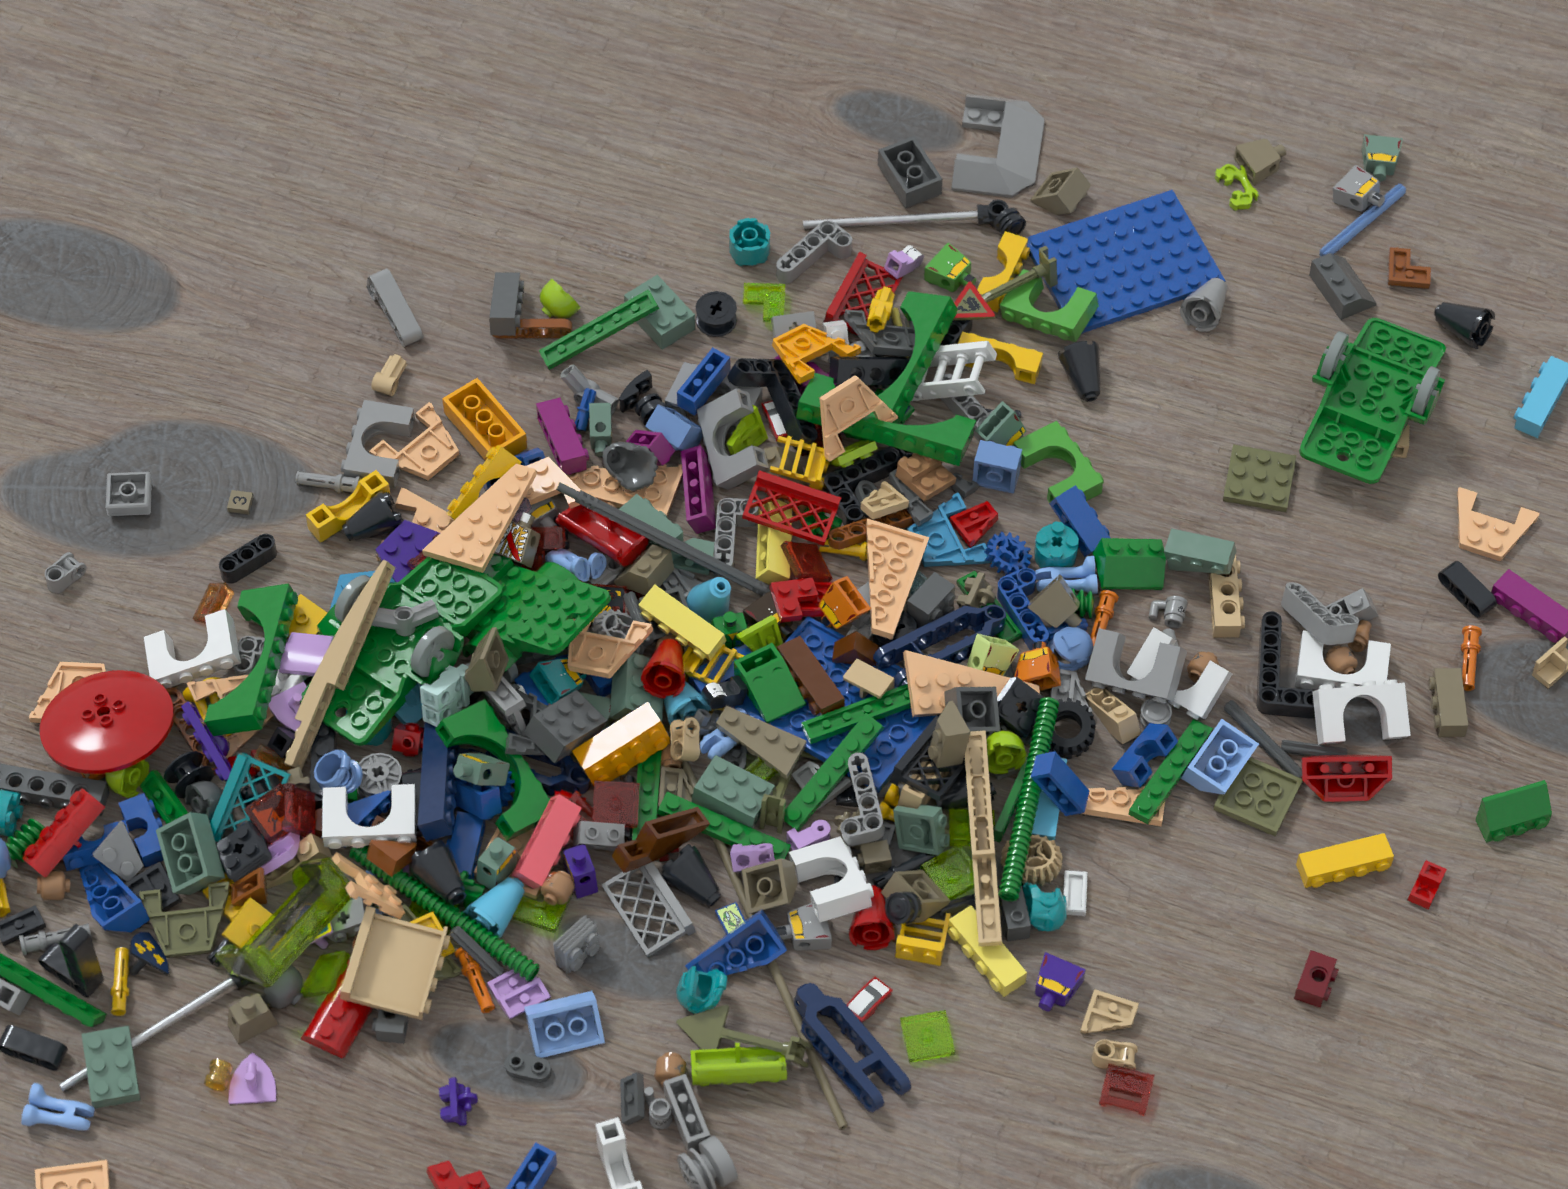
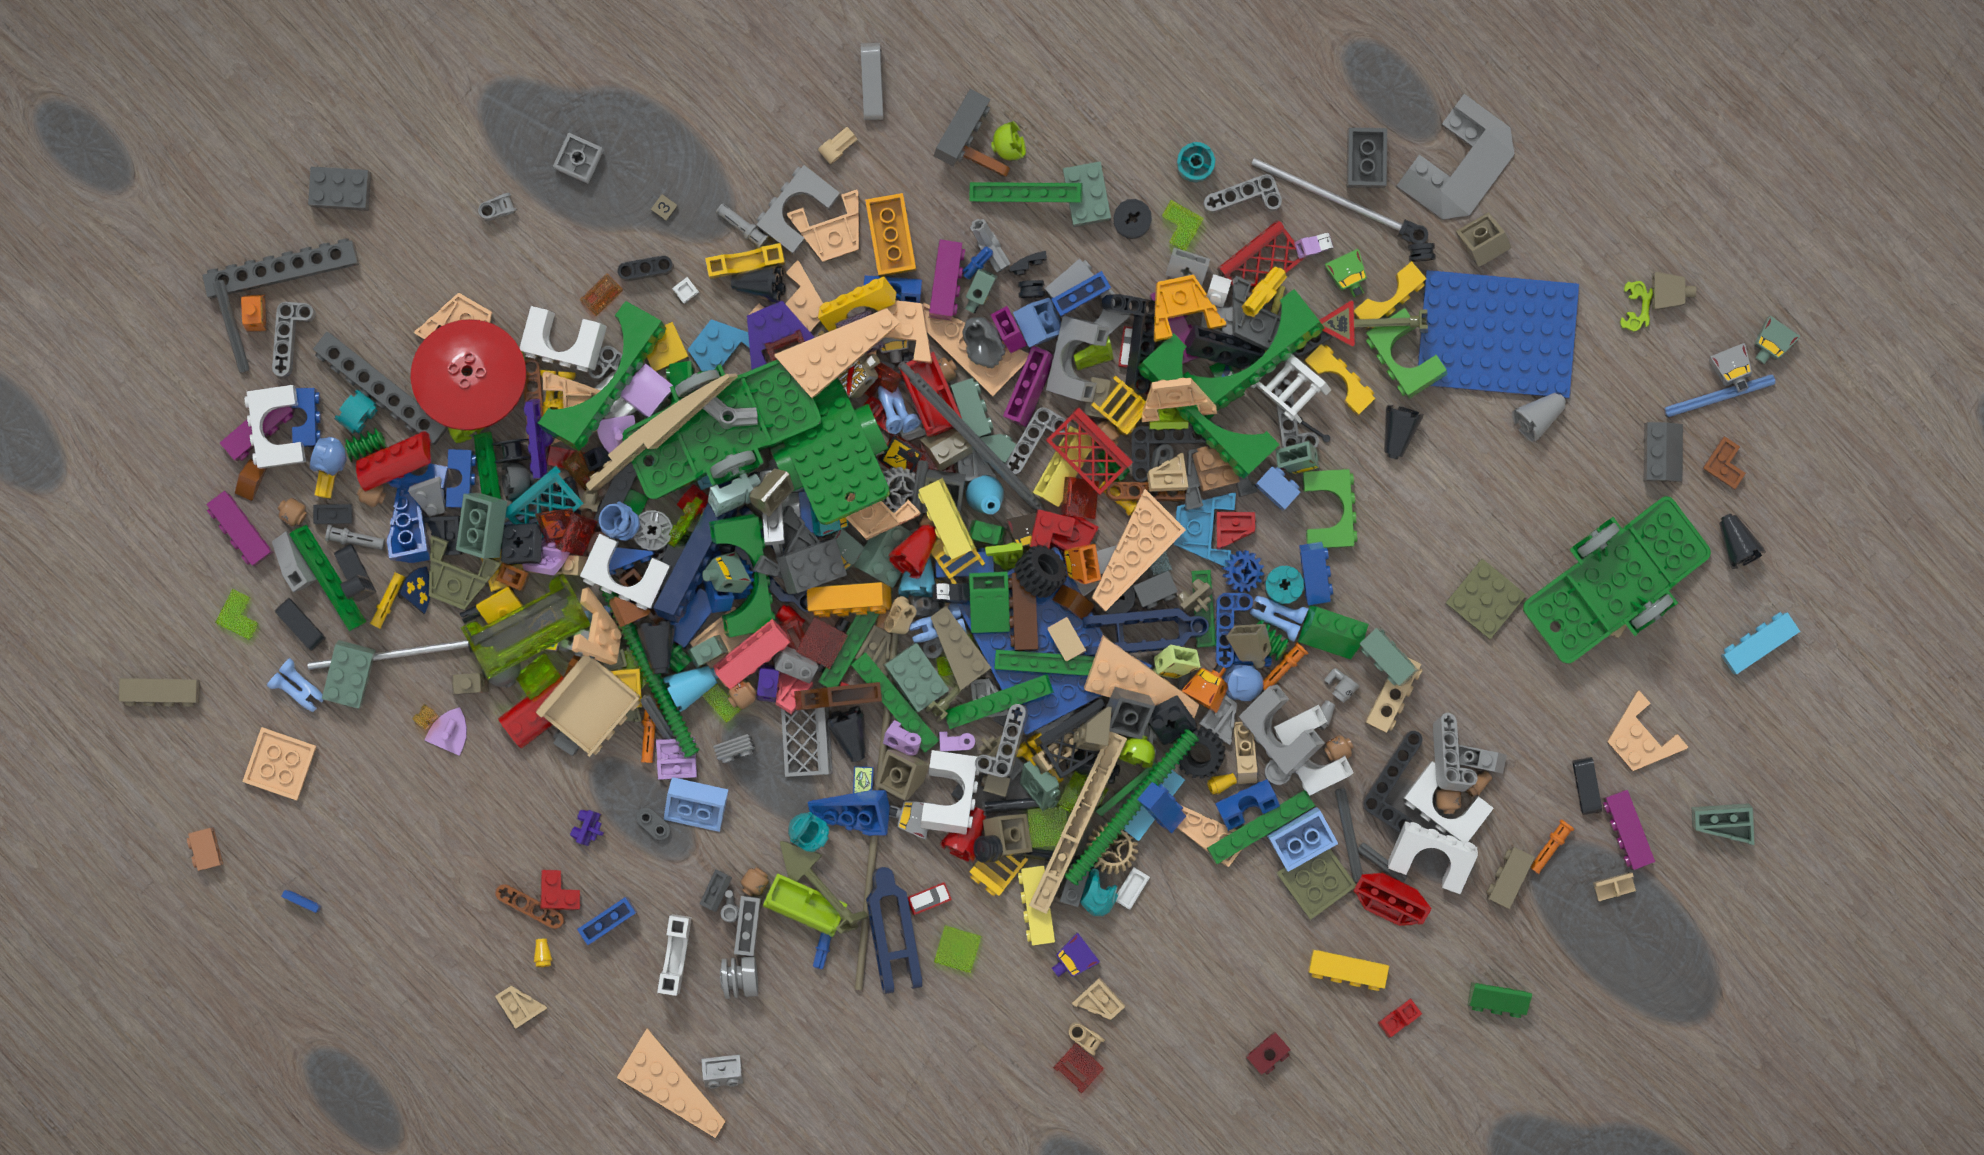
camera: 30 degrees right, 30 degrees up
(300, 563) = (685, 290): none -> white tile
(408, 757) = (684, 522): none -> clear neon green plate
(605, 866) = (785, 694): none -> coral wing
(781, 1103) = (822, 950): none -> blue axle
(806, 629) = (1040, 571): none -> black tyre
(1103, 753) = (1220, 783): none -> yellow cone

